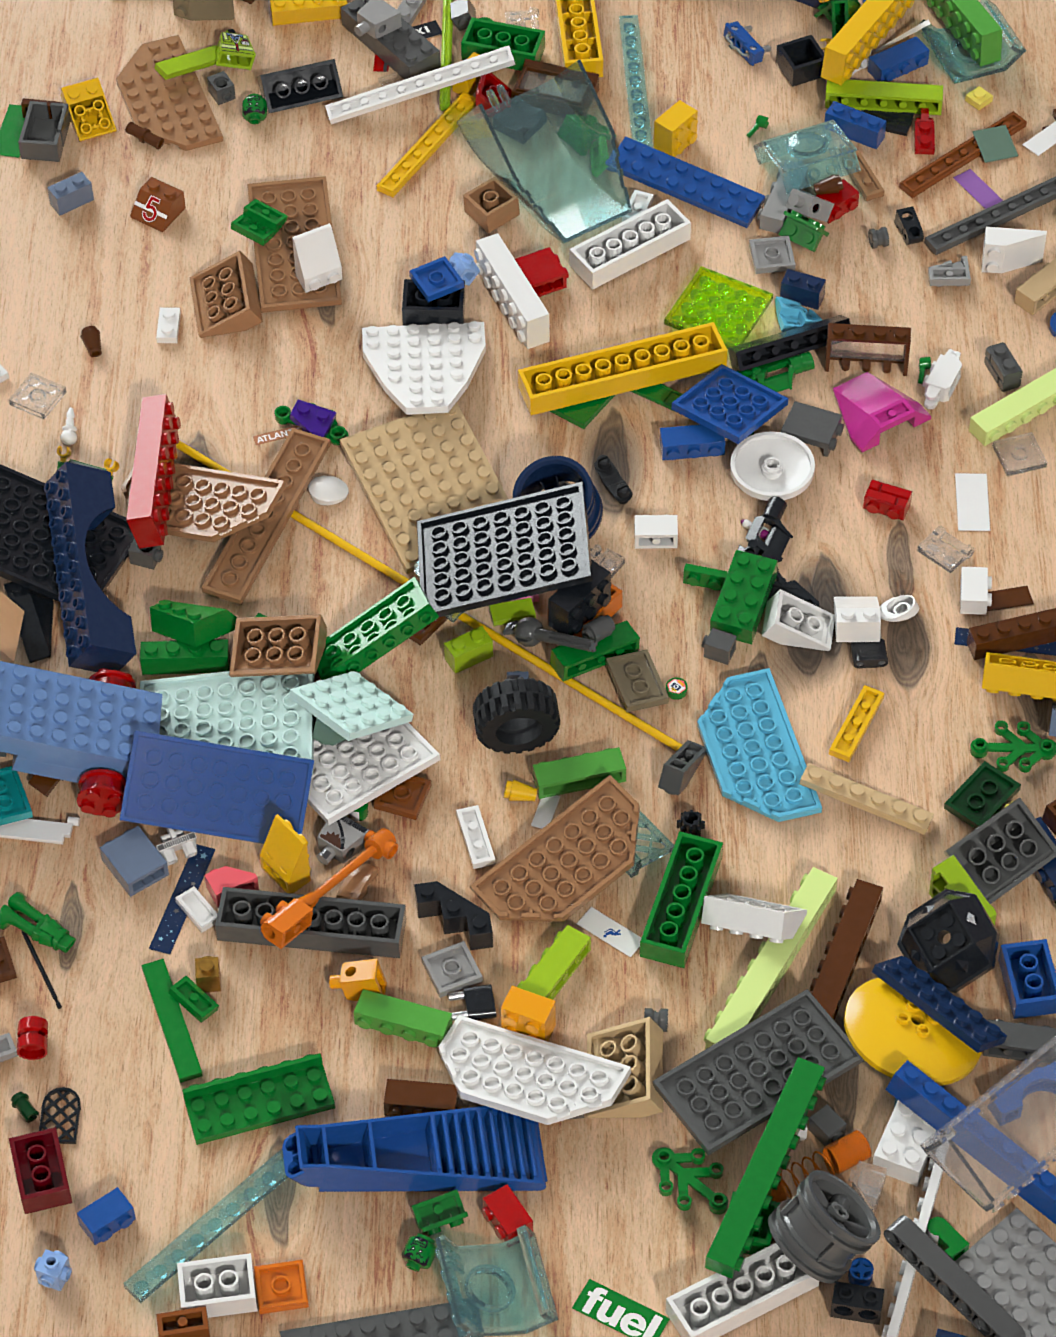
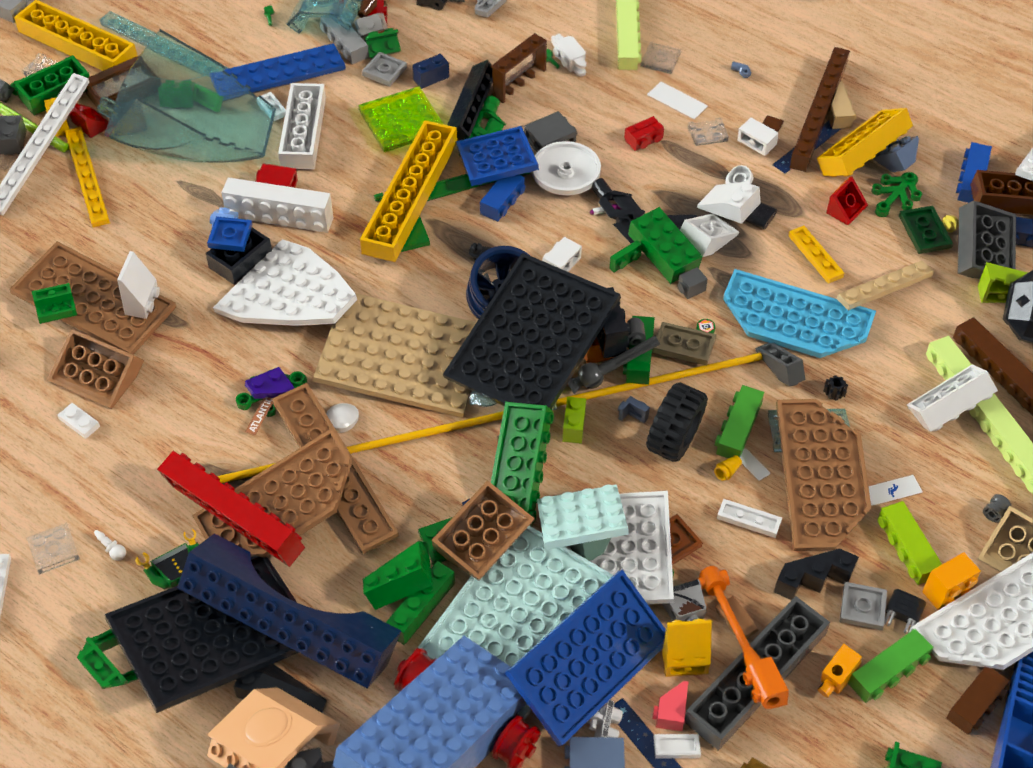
camera: 55 degrees left, 0 degrees up
(92, 340) = (40, 477): reddish brown cone -> none
(145, 557) = (290, 575): dark grey brick -> none
(491, 204) = (186, 172): medium nougat brick -> none
(675, 129) = (233, 46): yellow brick -> none
(681, 899) = (903, 430): green brick -> none
(792, 315) = (445, 90): medium azure brick -> none
(873, 407) = (566, 94): dark pink wedge -> none
(878, 237) = (425, 15): dark grey wheel -> none
(954, 710) = (846, 202): none -> red slope
(1003, 366) = (589, 23): dark grey brick -> none

